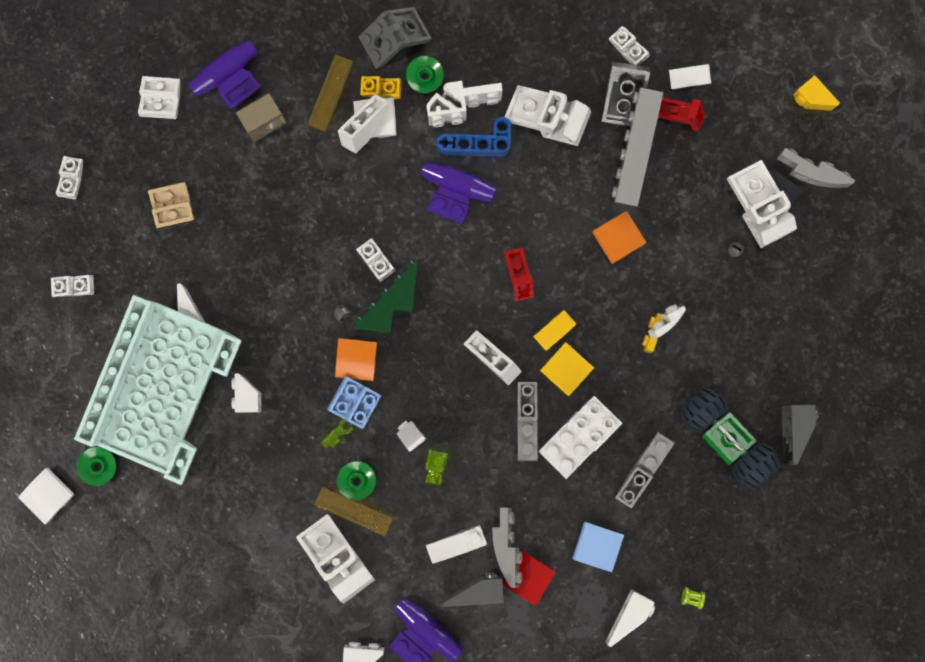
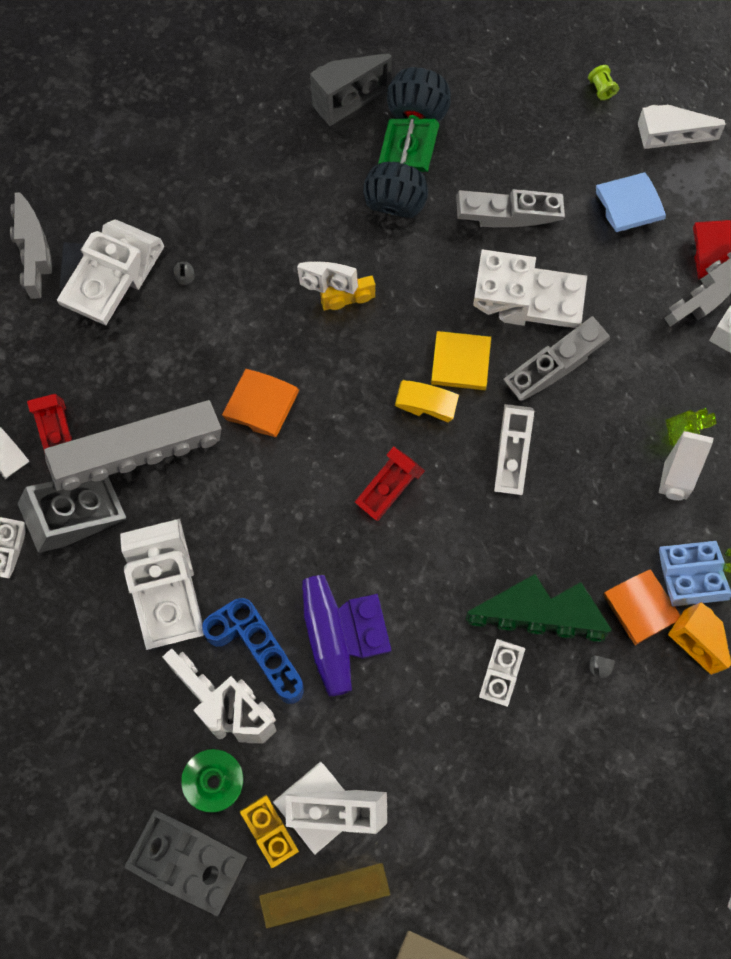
camera: 125 degrees left, 15 degrees down
(318, 376) = (702, 637): none -> light orange slope

